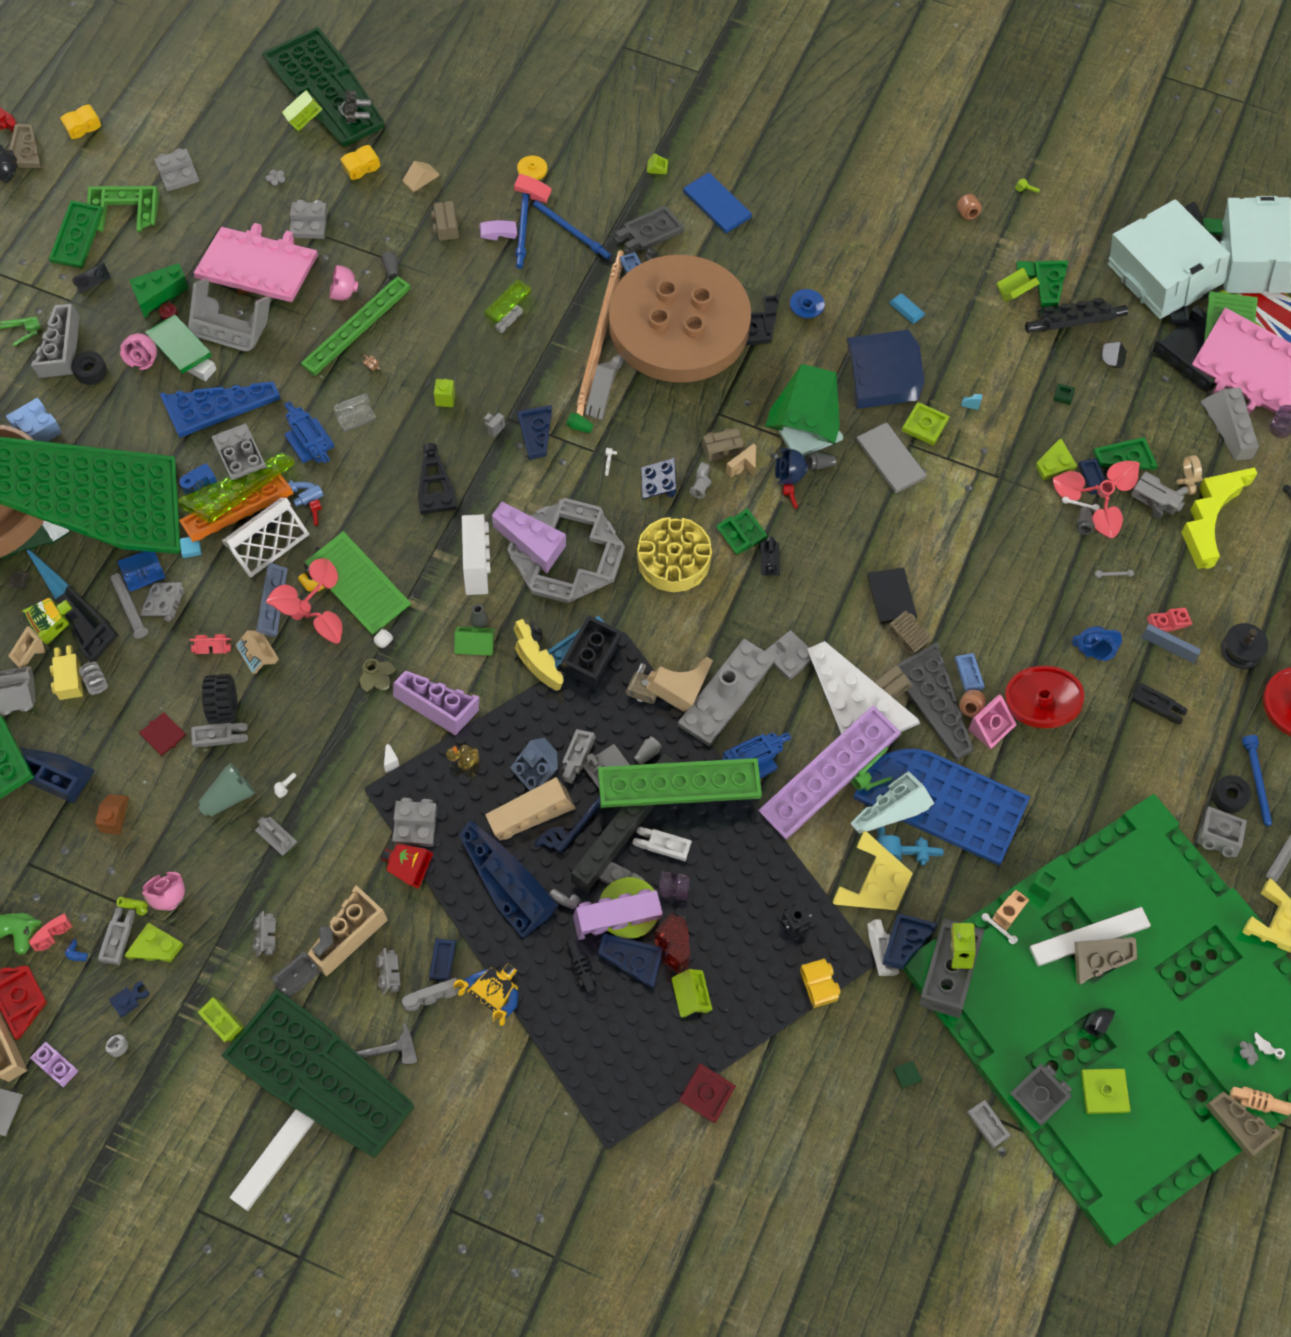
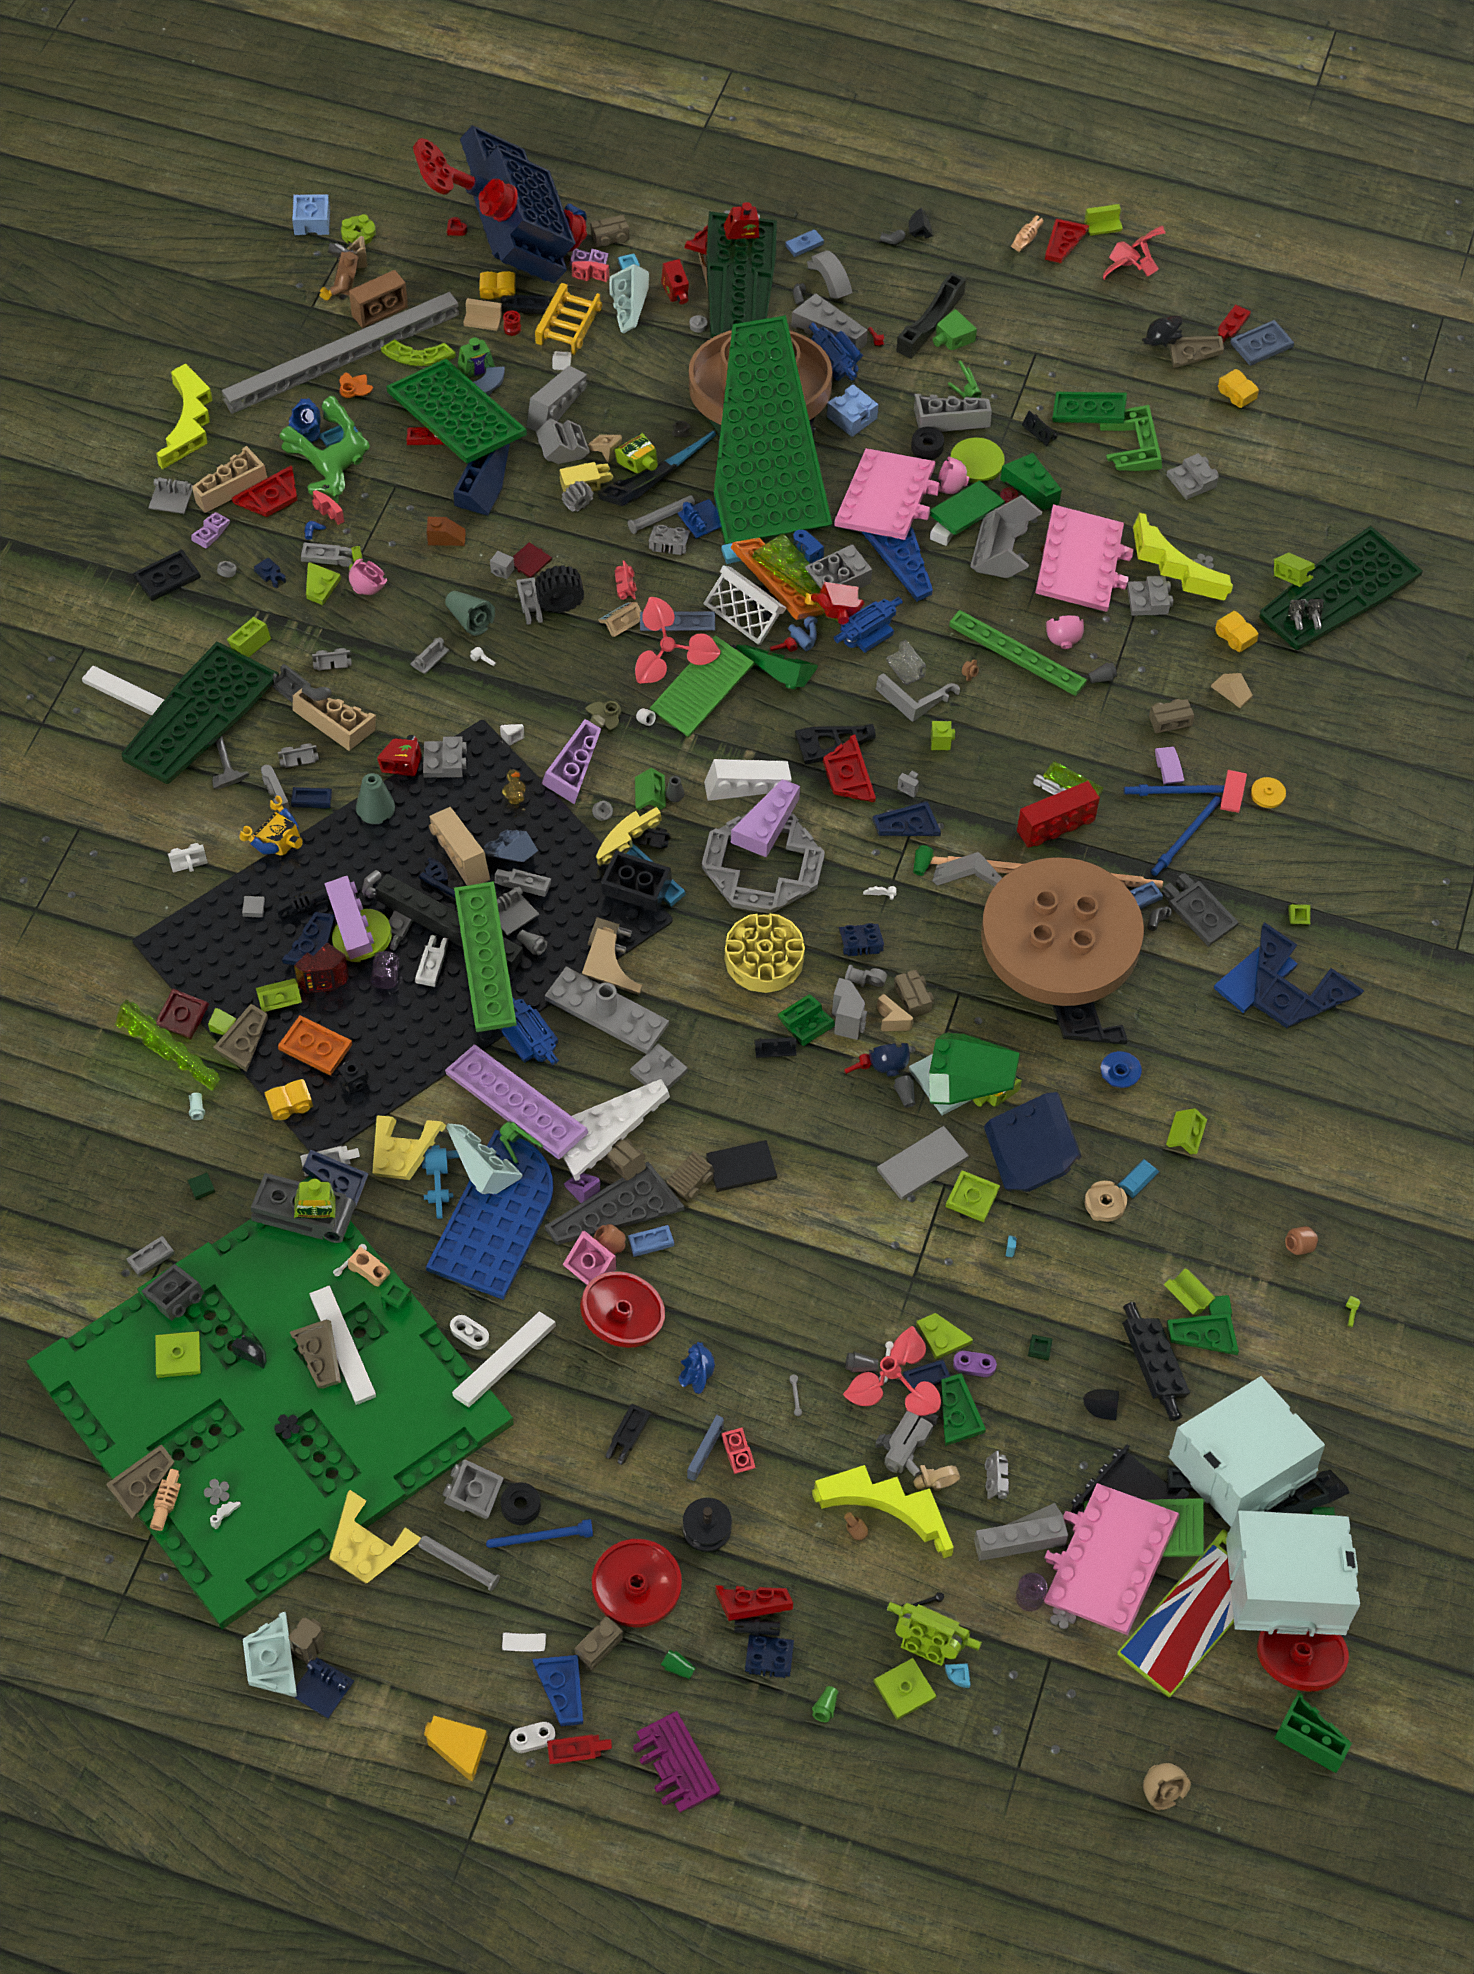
camera: 85 degrees right, 5 degrees down
(27, 99) = (1262, 342): none -> sand blue tile
(110, 1115) = (166, 575): none -> black tile
(113, 328) = (981, 458): none -> lime tile
(148, 405) = (887, 494): none -> bright pink hinge
(168, 758) = (502, 565): none -> light grey plate
(280, 193) = (1195, 578): none -> neon yellow arch
(284, 451) = (837, 601): none -> red torso
(347, 509) = (789, 671): none -> green wedge
(399, 419) = (906, 704): none -> light grey hinge
(465, 892) = (374, 800): none -> sand green cone
(473, 471) = (848, 772): none -> red wing
(493, 682) = (602, 810): none -> light grey tile
(508, 881) = (386, 836): dark blue wedge -> none
(513, 1085) = (187, 858): none -> white hips
(548, 311) = (1058, 814): none -> red brick
(581, 1017) = (253, 906): none -> light grey tile
(723, 1050) = (220, 1022): none -> lime slope
(741, 188) = (1284, 1000): none -> dark blue wing
(741, 492) = (849, 1010): none -> light grey piece
(743, 1029) = (242, 1037): none -> dark tan wing
(749, 1106) = (163, 1044): none -> clear neon green wing
(755, 957) = (315, 1045): none -> orange plate
(816, 1079) = (196, 1107): none -> light aqua pin
(864, 269) = (1187, 1130): none -> lime panel
(925, 719) = (584, 1187): none -> medium lavender slope
(928, 339) = (1112, 1193): none -> tan plate
(1064, 830) = (470, 1333): none -> white plate
(1080, 439) = (974, 1365): none -> medium lavender plate
(1096, 798) = (504, 1359): none -> white tile
(1174, 988) = (287, 1426): none -> black plant
(1182, 437) = (996, 1467): none -> light grey hinge
(1235, 538) = (856, 1527): none -> medium nougat cylinder

